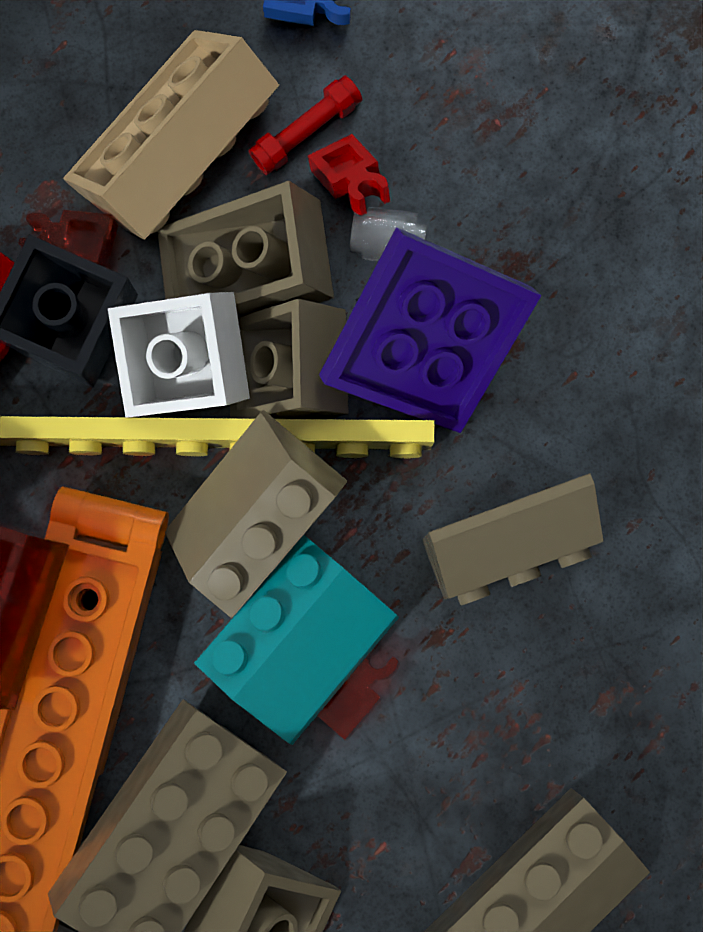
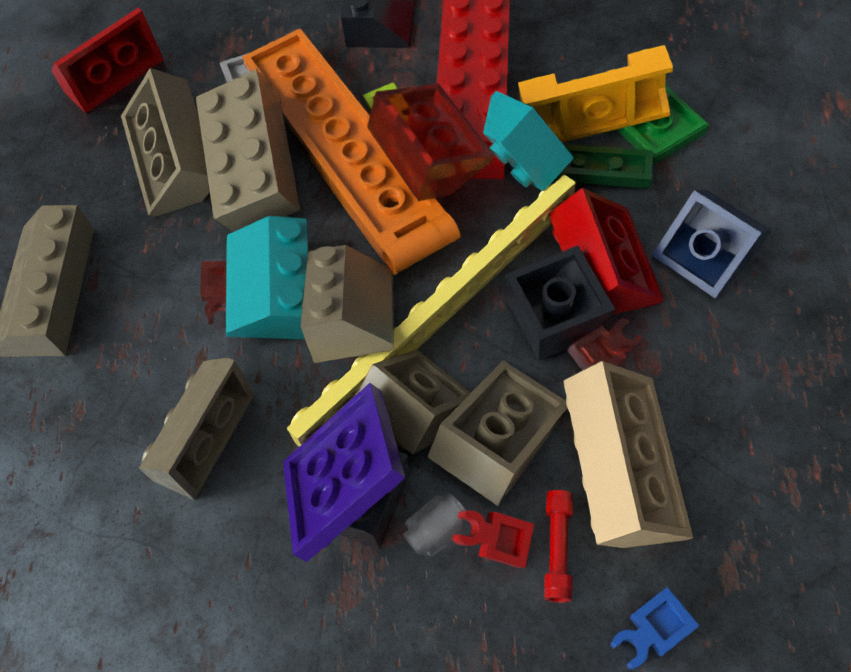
camera: 140 degrees right, 20 degrees down
(179, 354) = (470, 337): white brick -> none

